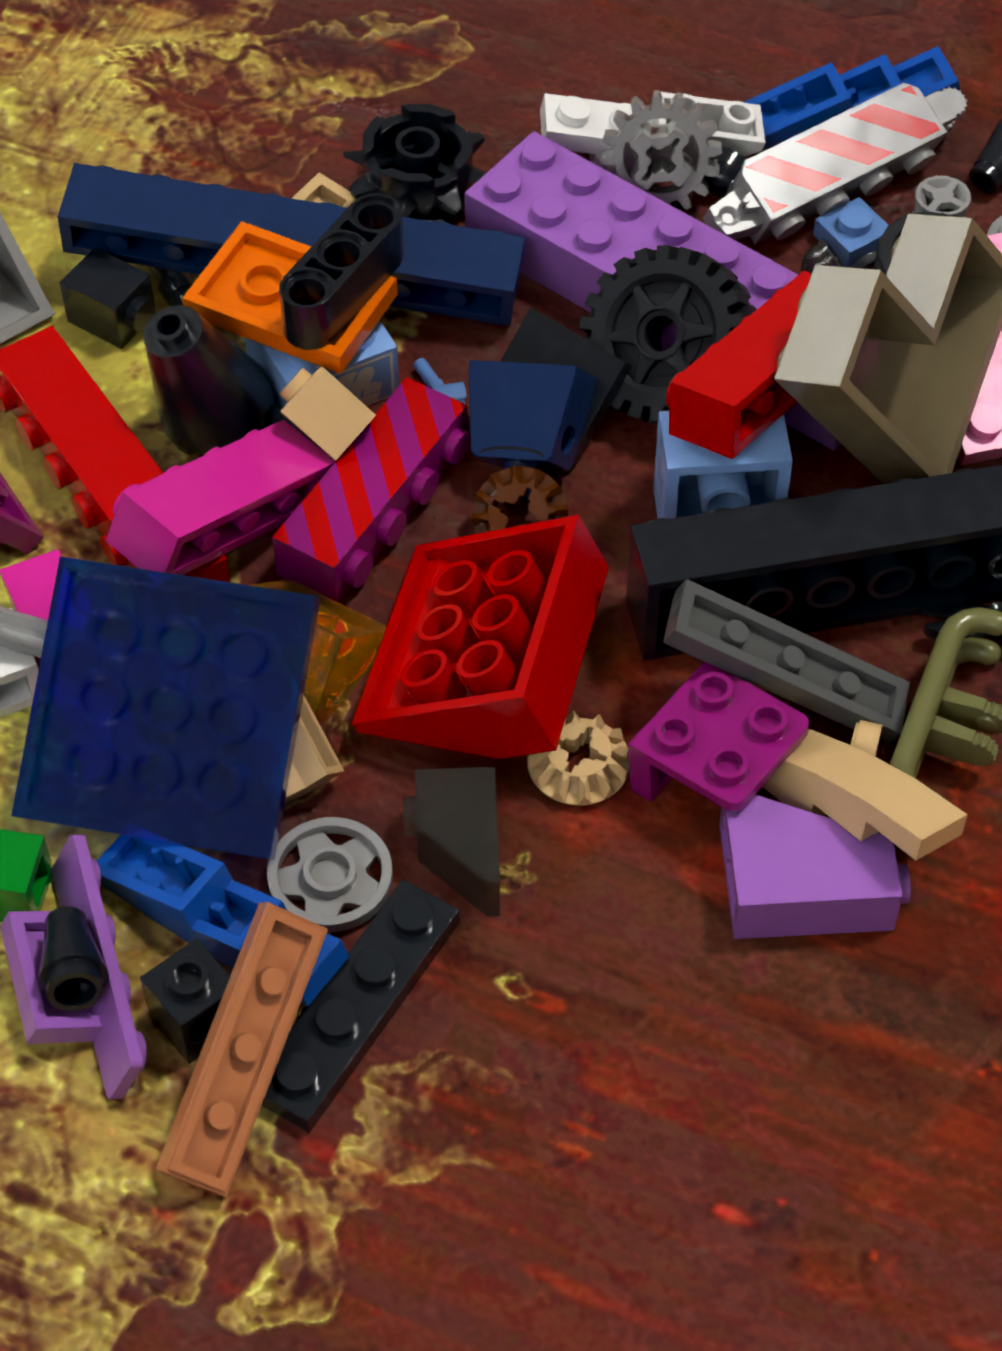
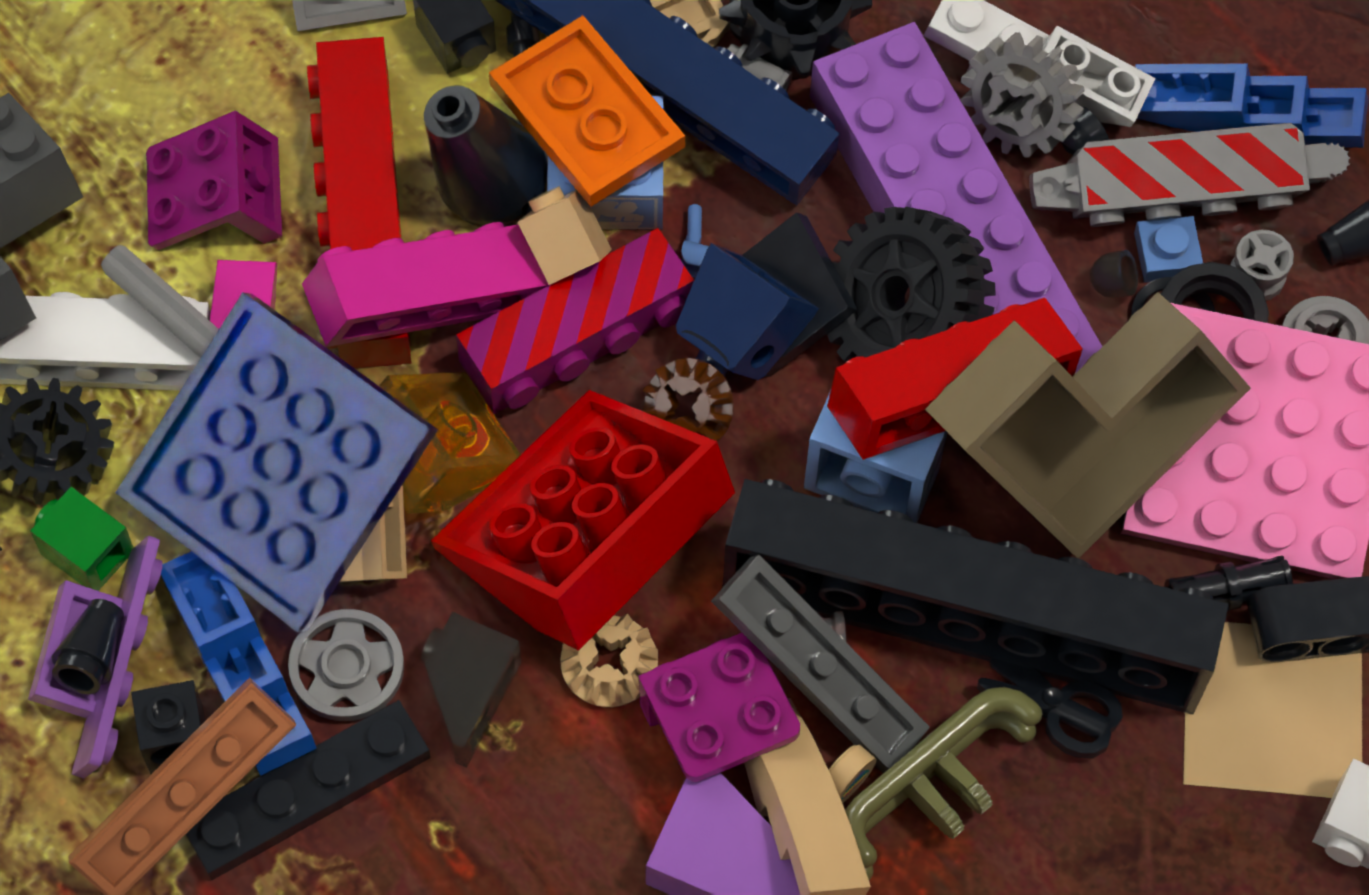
camera: 25 degrees right, 10 degrees up
(342, 271) = (642, 91): black beam -> none

